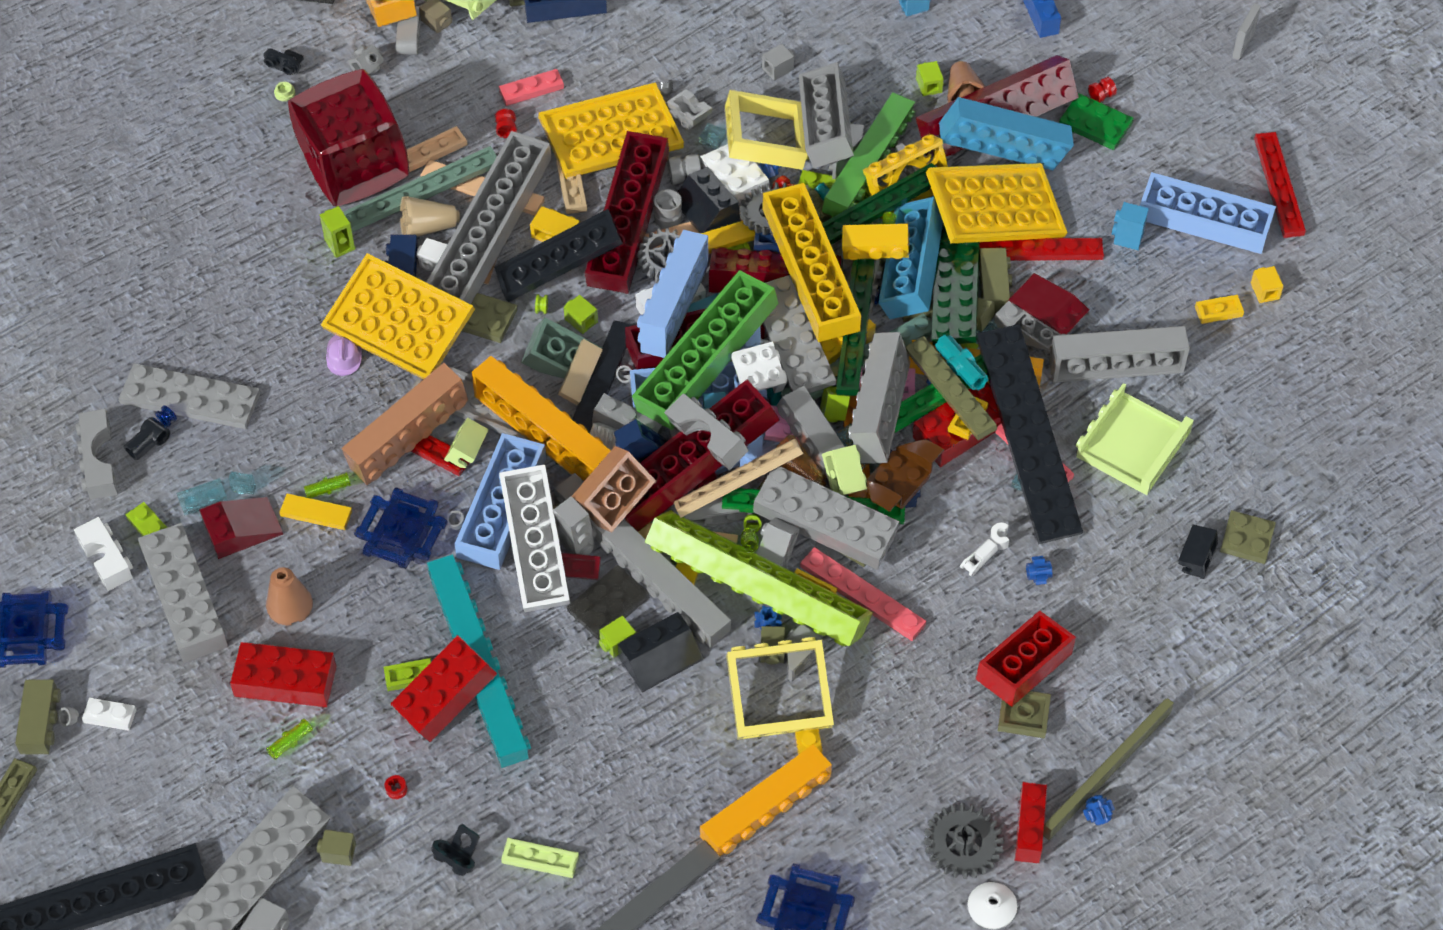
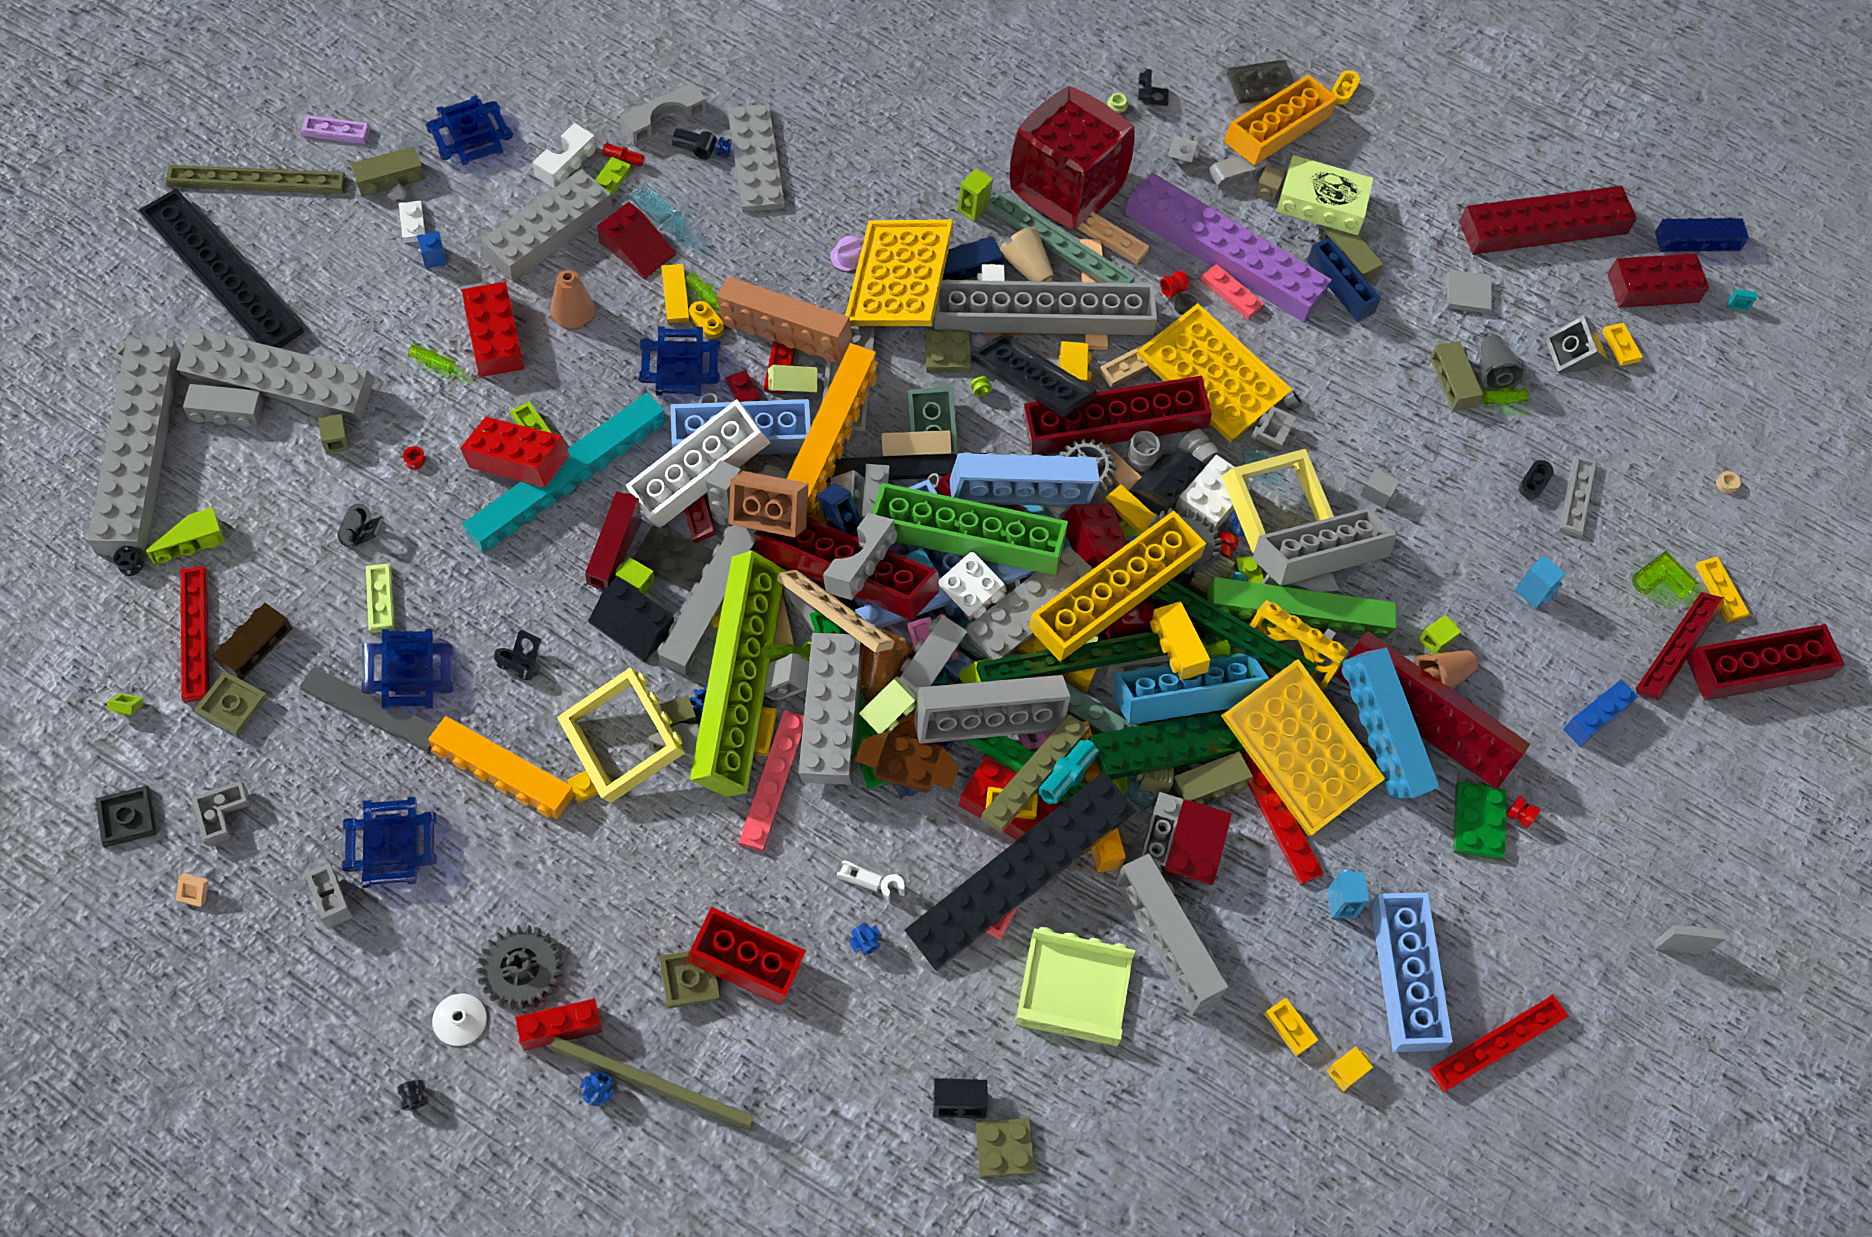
camera: 60 degrees right, 5 degrees up
(127, 504) = (623, 154): none -> red axle
(159, 701) = (432, 249): none -> blue brick
(359, 495) = (705, 319): none -> yellow plate
(455, 490) = (742, 387): none -> dark red plate
(485, 69) = (1224, 242): none -> medium lavender brick
(527, 125) = (1184, 303): none -> clear smoke tile
(574, 638) = (614, 540): none -> dark red slope
(580, 314) = (984, 422): lime brick -> none
(631, 848) = (407, 668): none -> clear blue brick
(662, 756) = (518, 661): none -> black bracket

